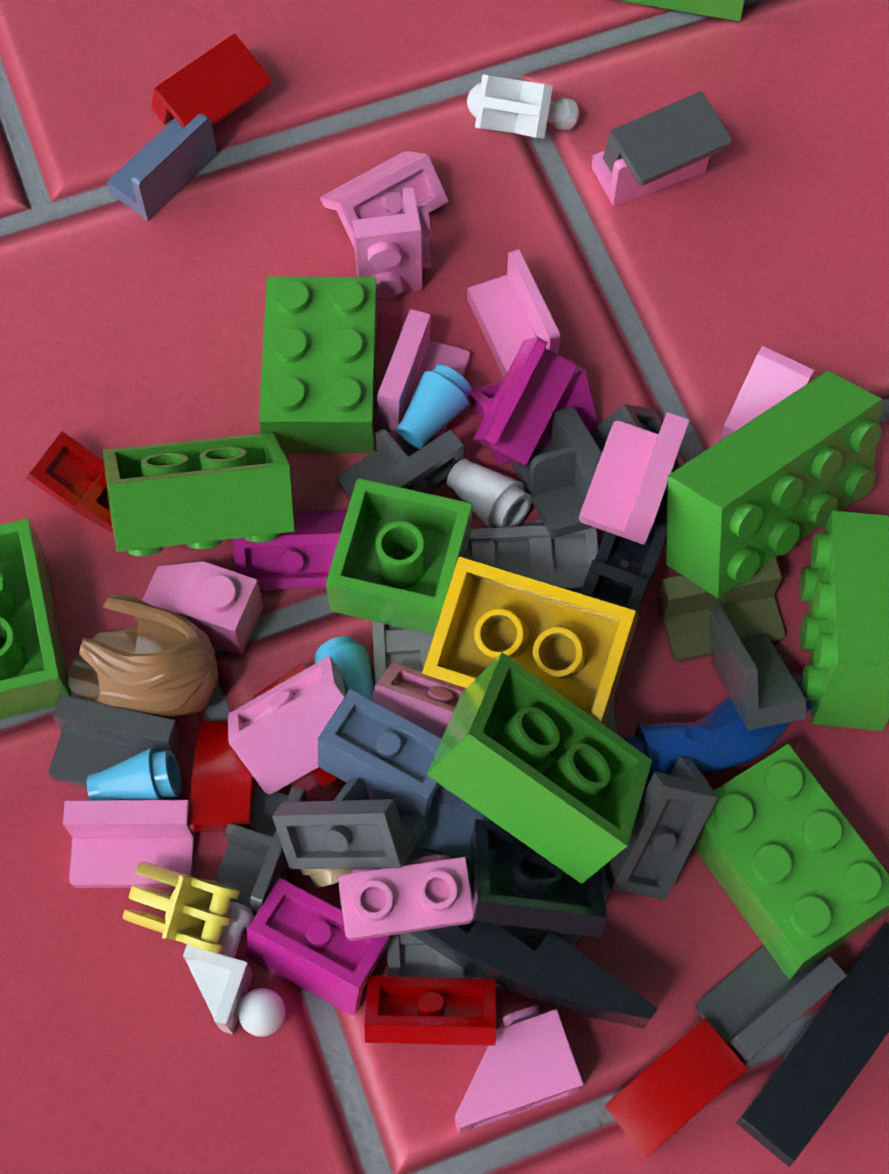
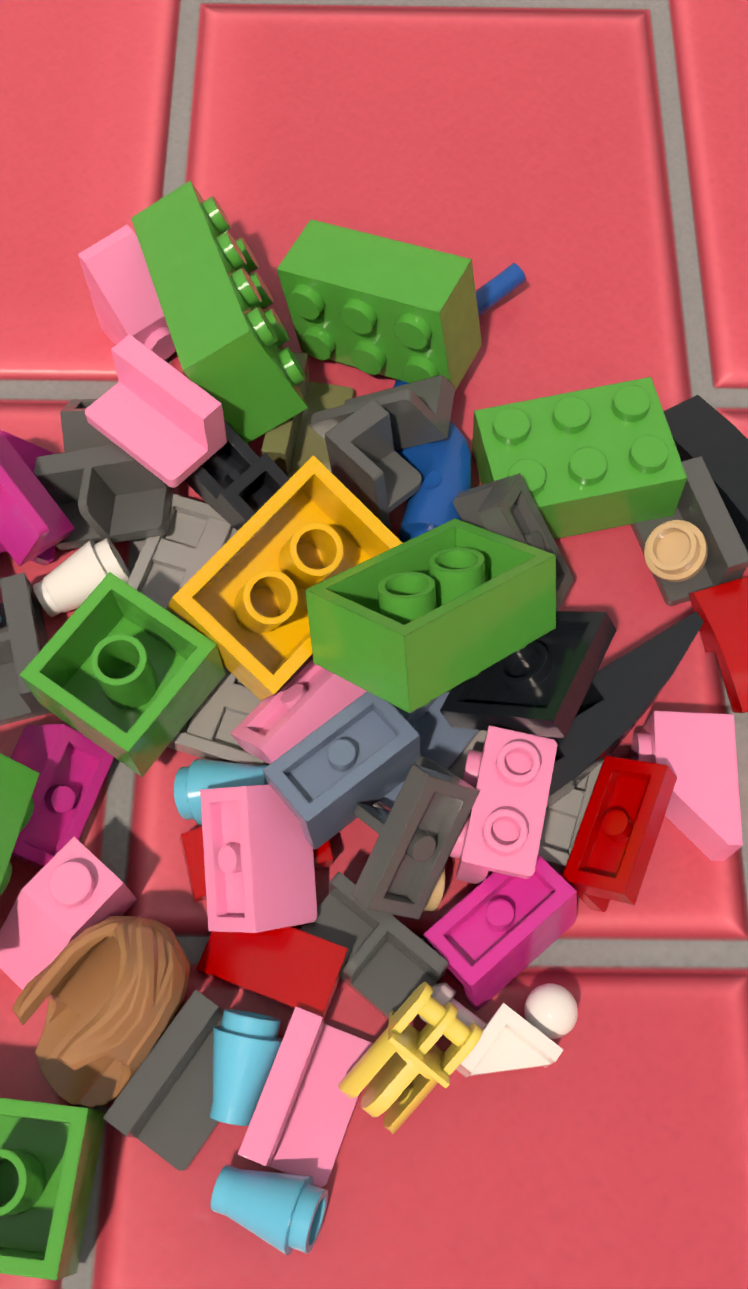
camera: 70 degrees left, 0 degrees up
(42, 849) = (272, 1205): none -> medium azure cone
(684, 675) = (366, 462): none -> dark grey panel
(741, 987) = (676, 551): none -> tan plate

